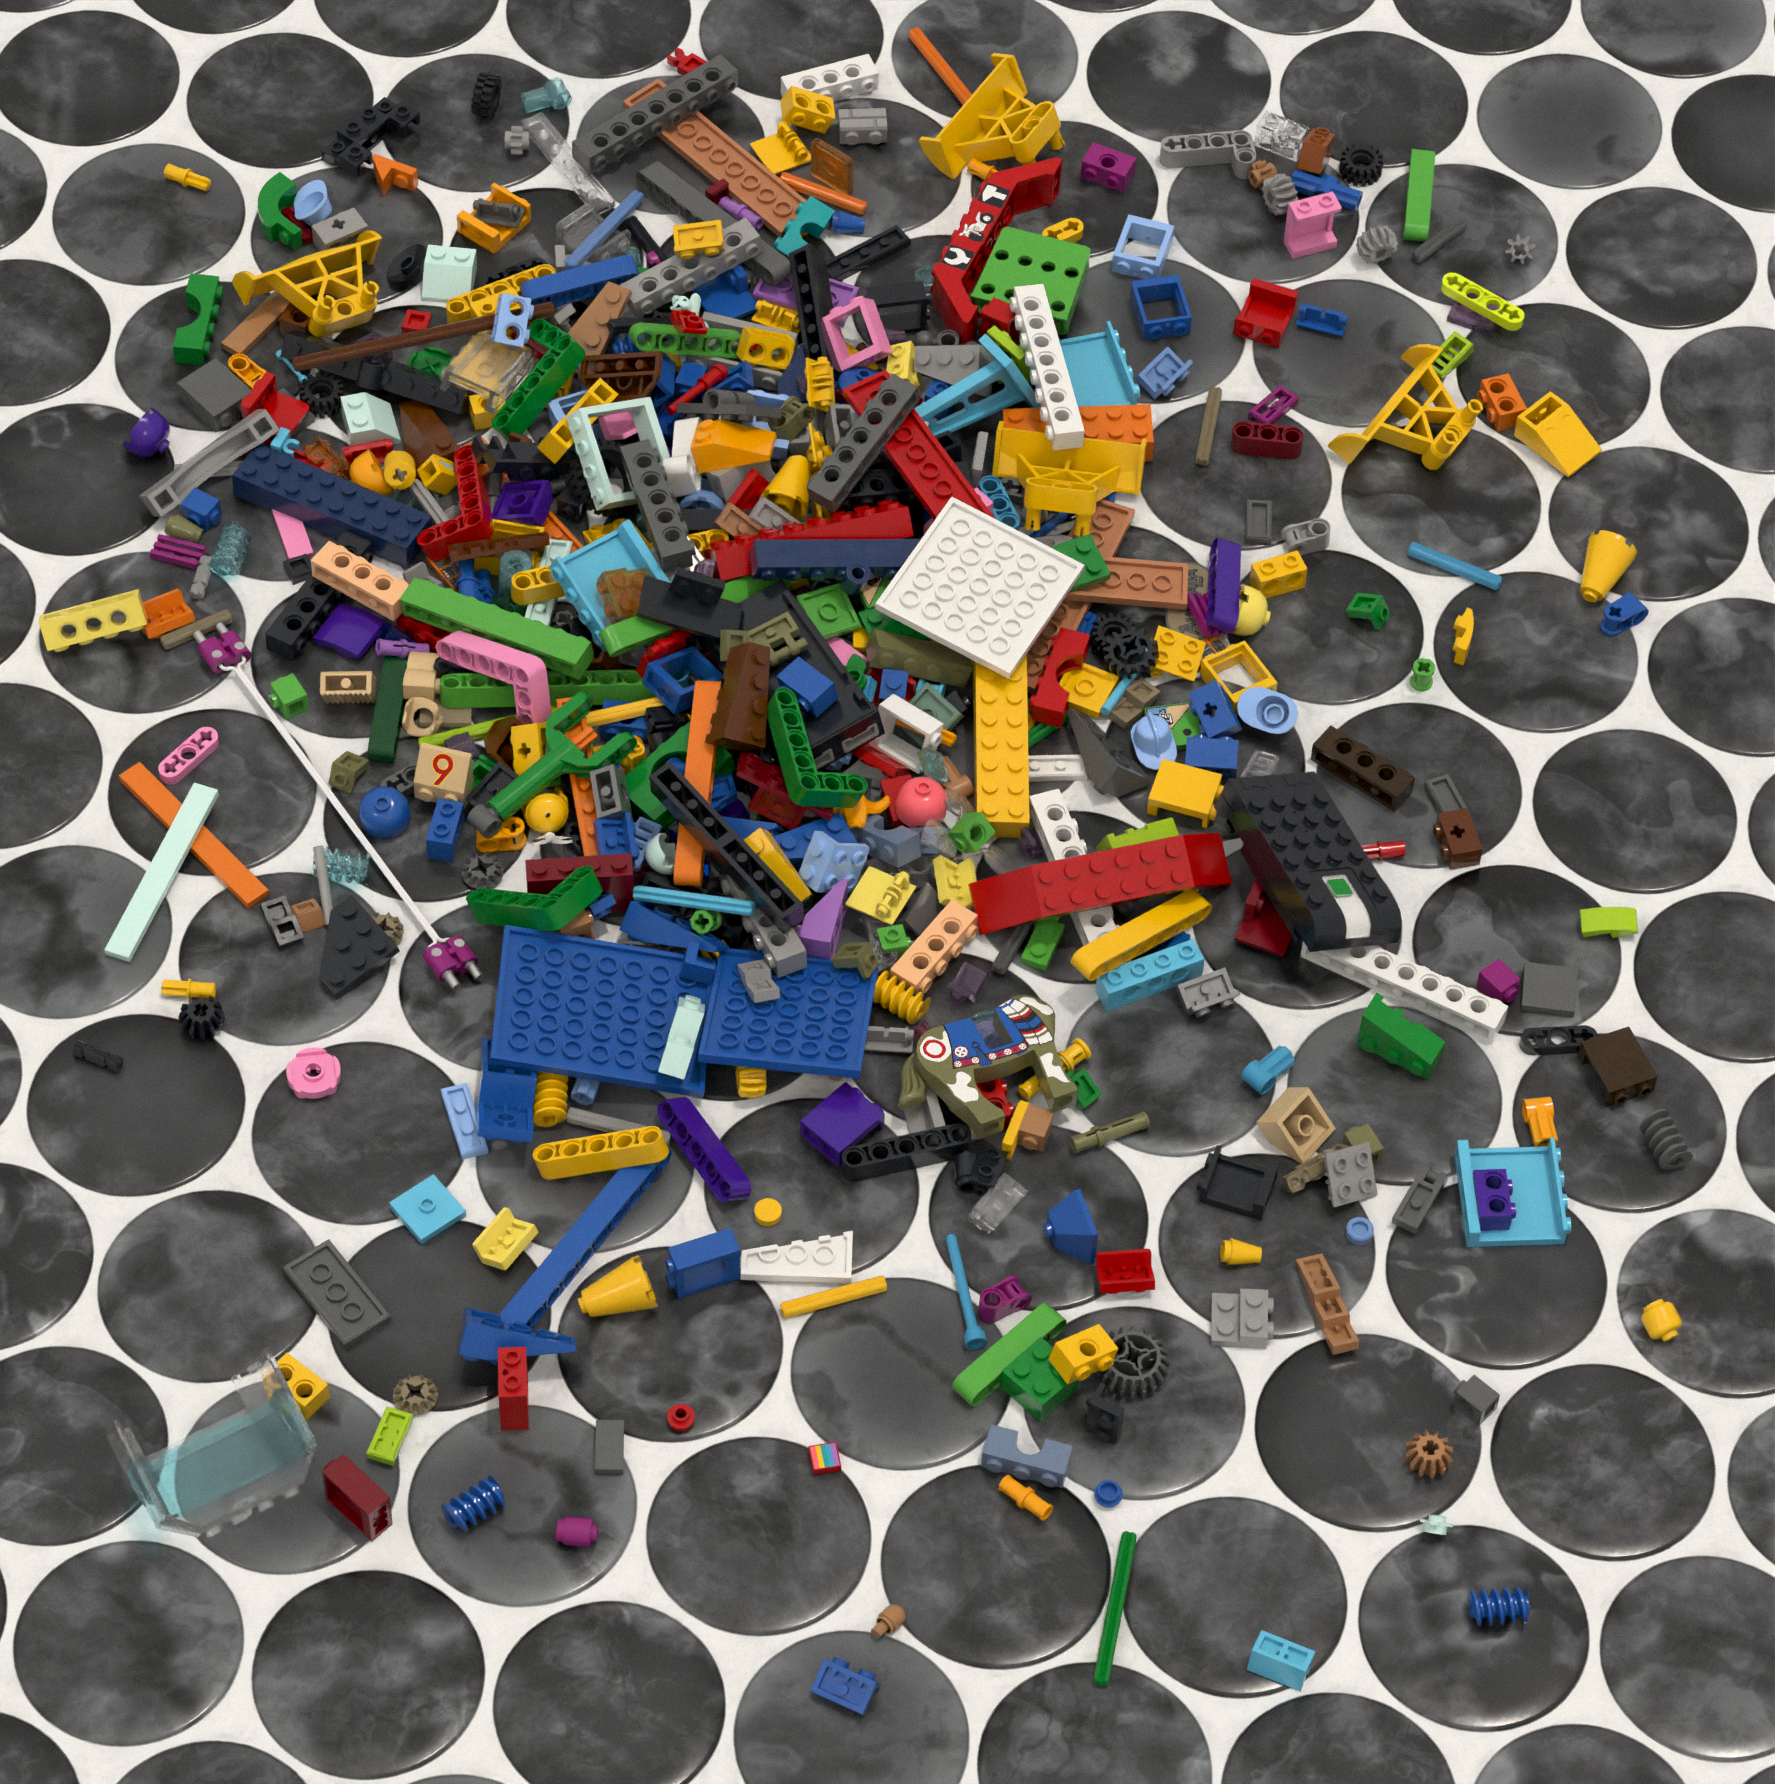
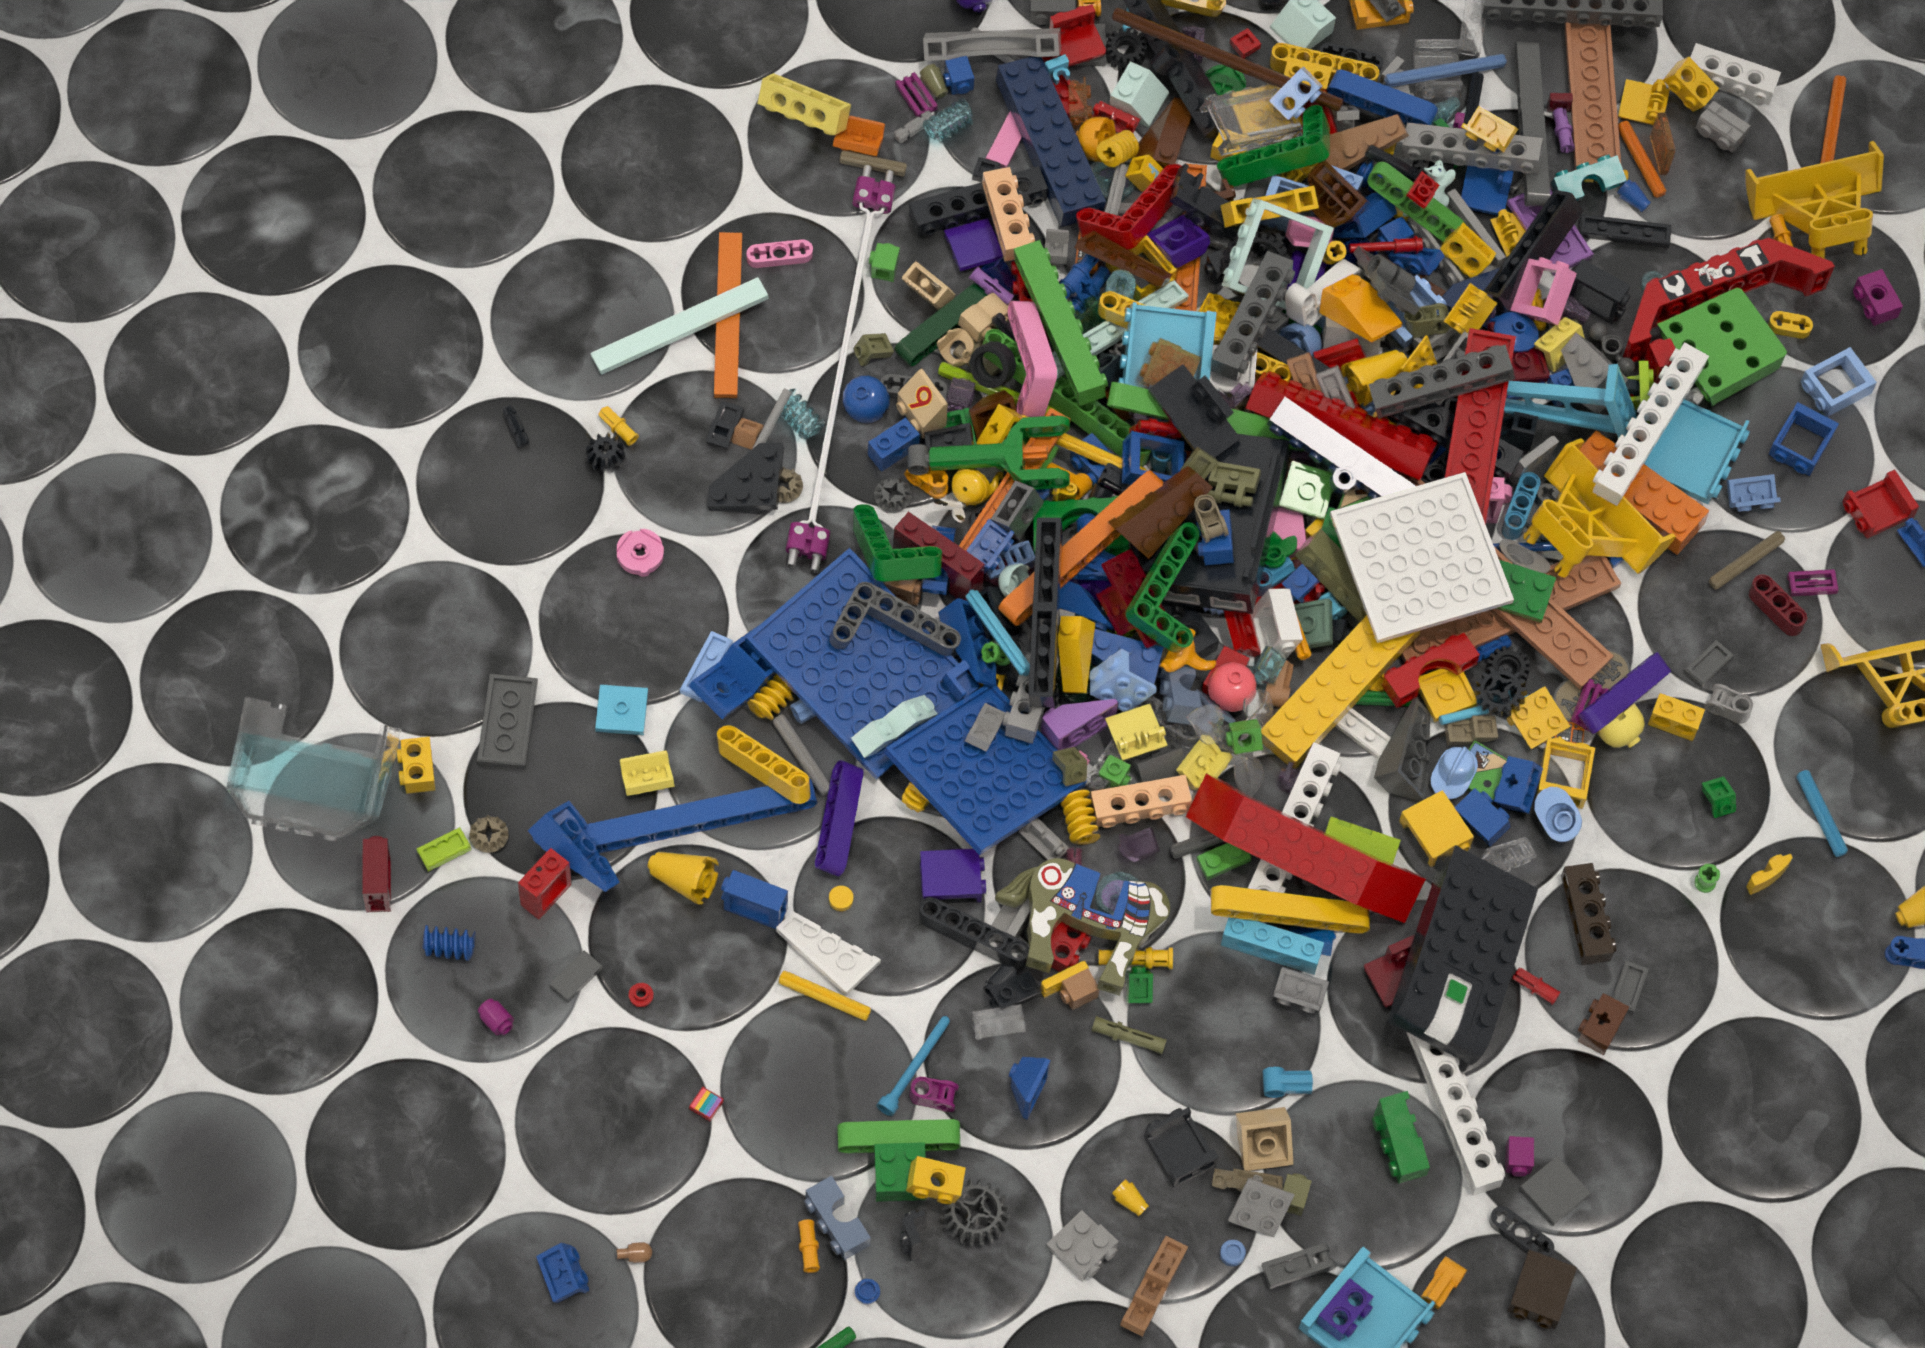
camera: 40 degrees right, 10 degrees up
(470, 723) = (979, 372): none -> black tyre
(624, 944) = (893, 619): none -> dark grey beam
(663, 414) = (1339, 251): none -> yellow bush
(793, 671) = (1211, 521): none -> dark tan piece
(1124, 1271) = (1035, 1144): red bracket -> none
(1612, 920) = (1651, 1177): lime slope -> none

